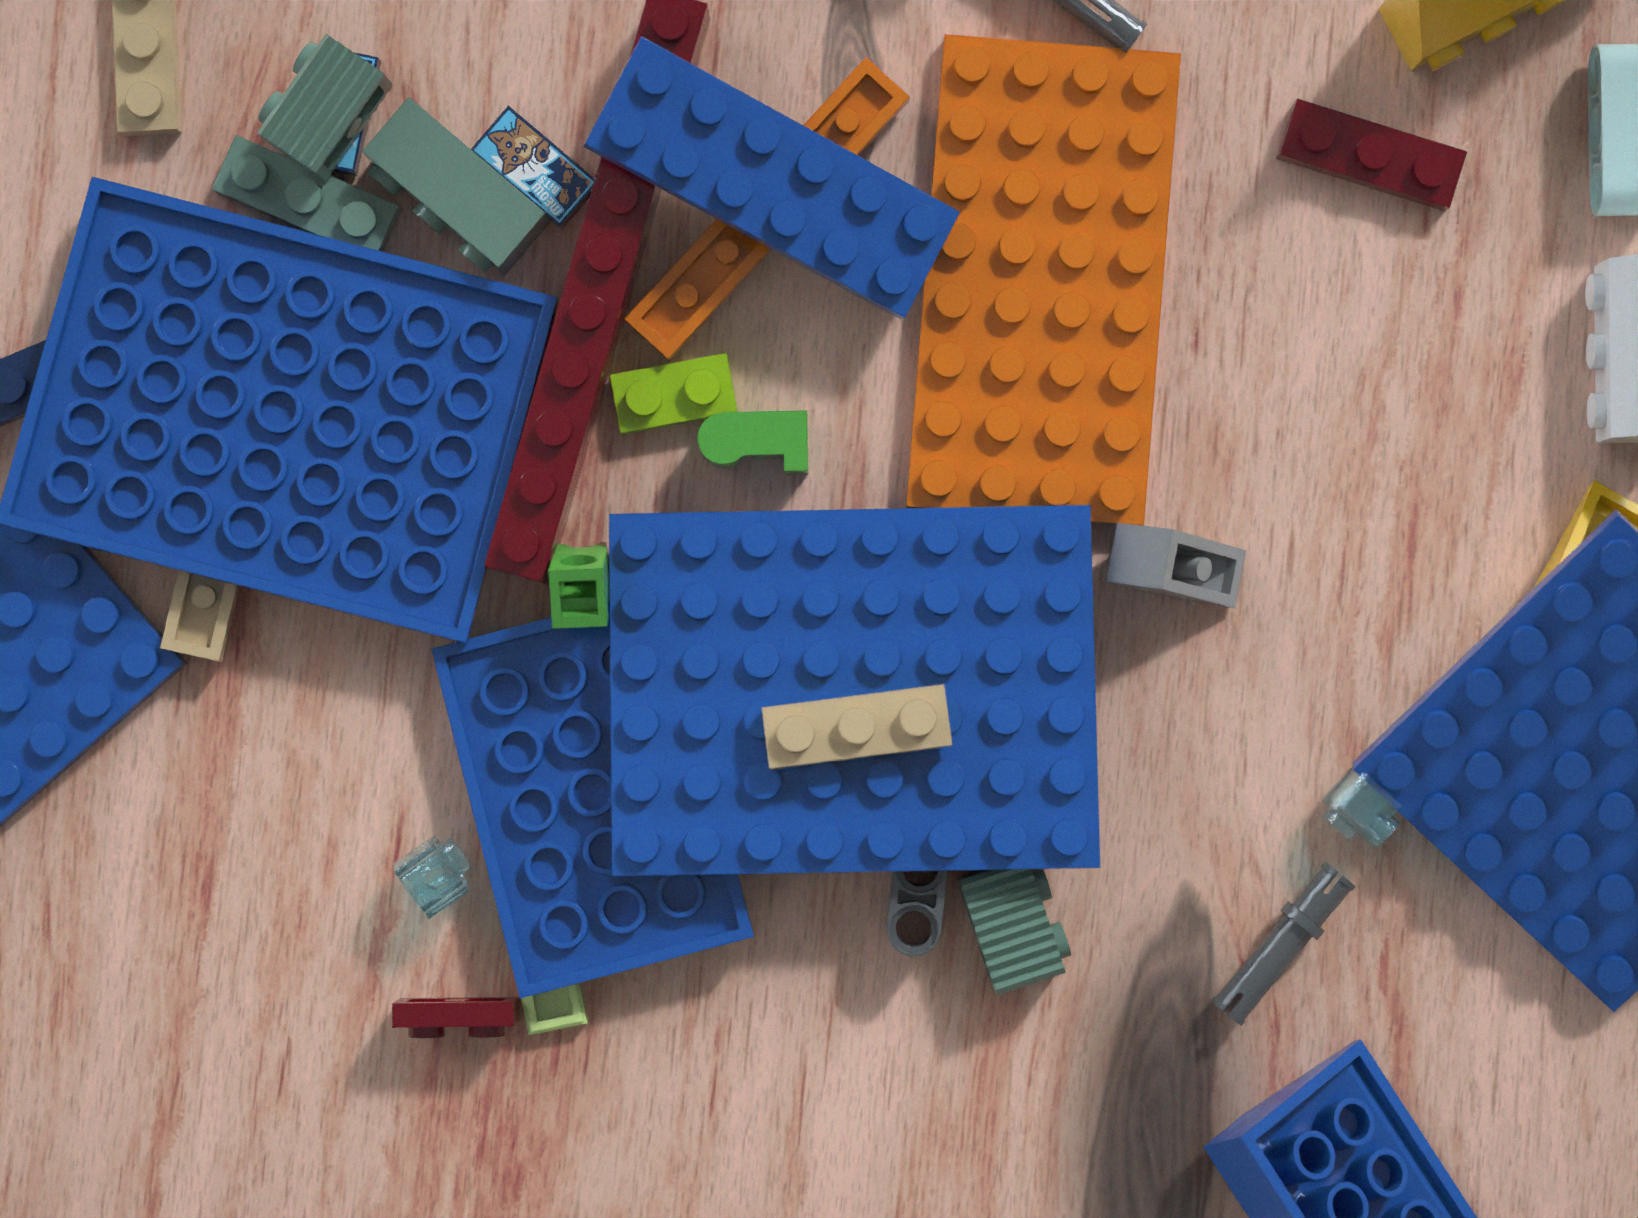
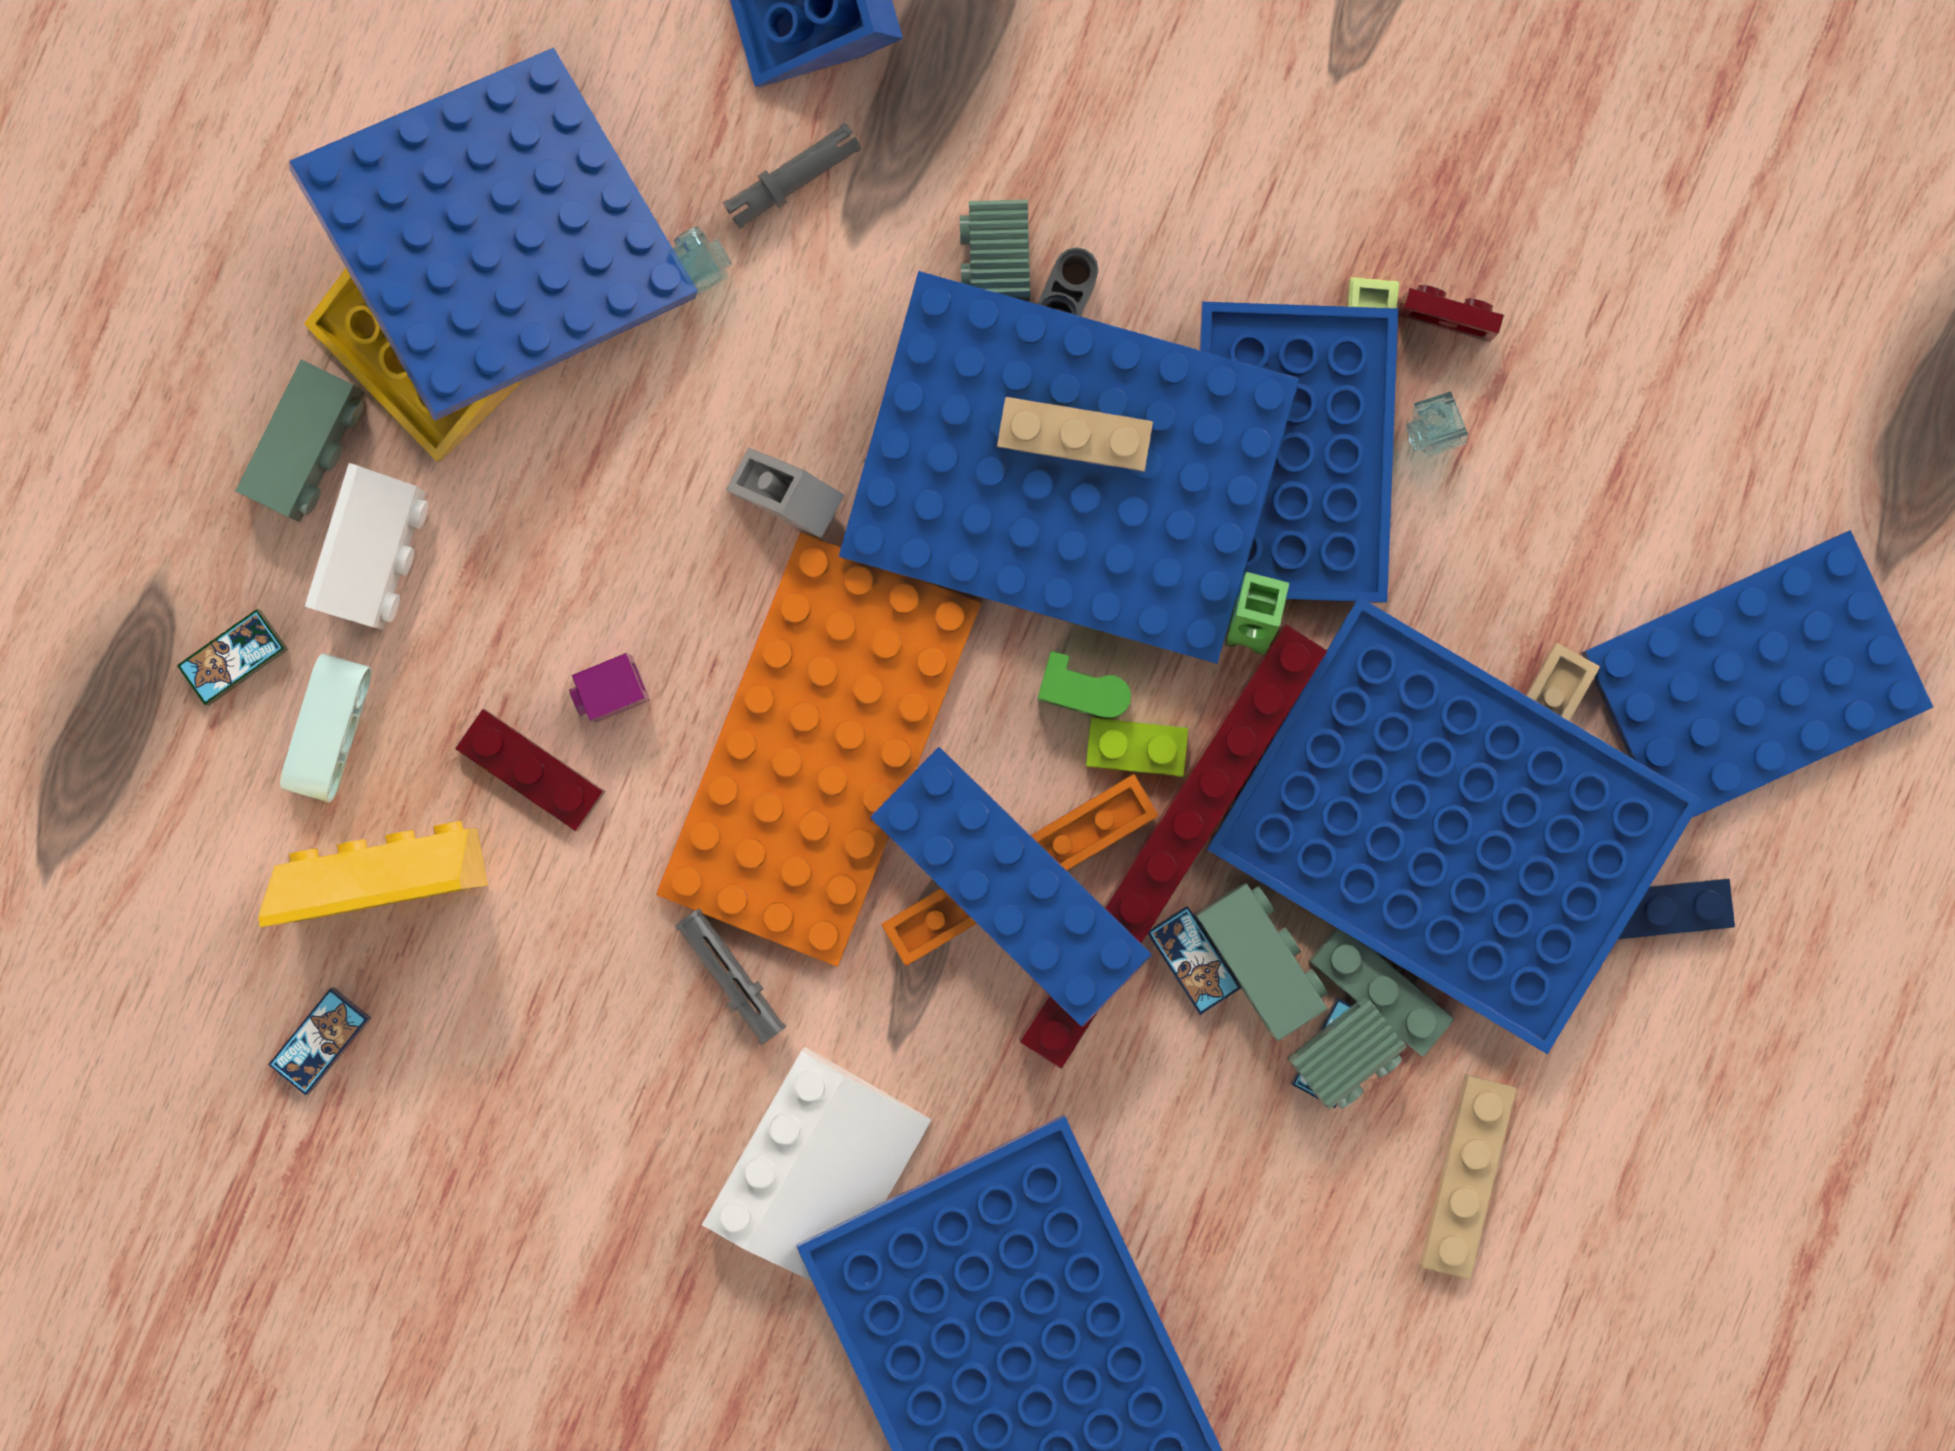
camera: 165 degrees left, 0 degrees up
(1310, 273) = (608, 688): none -> magenta brick

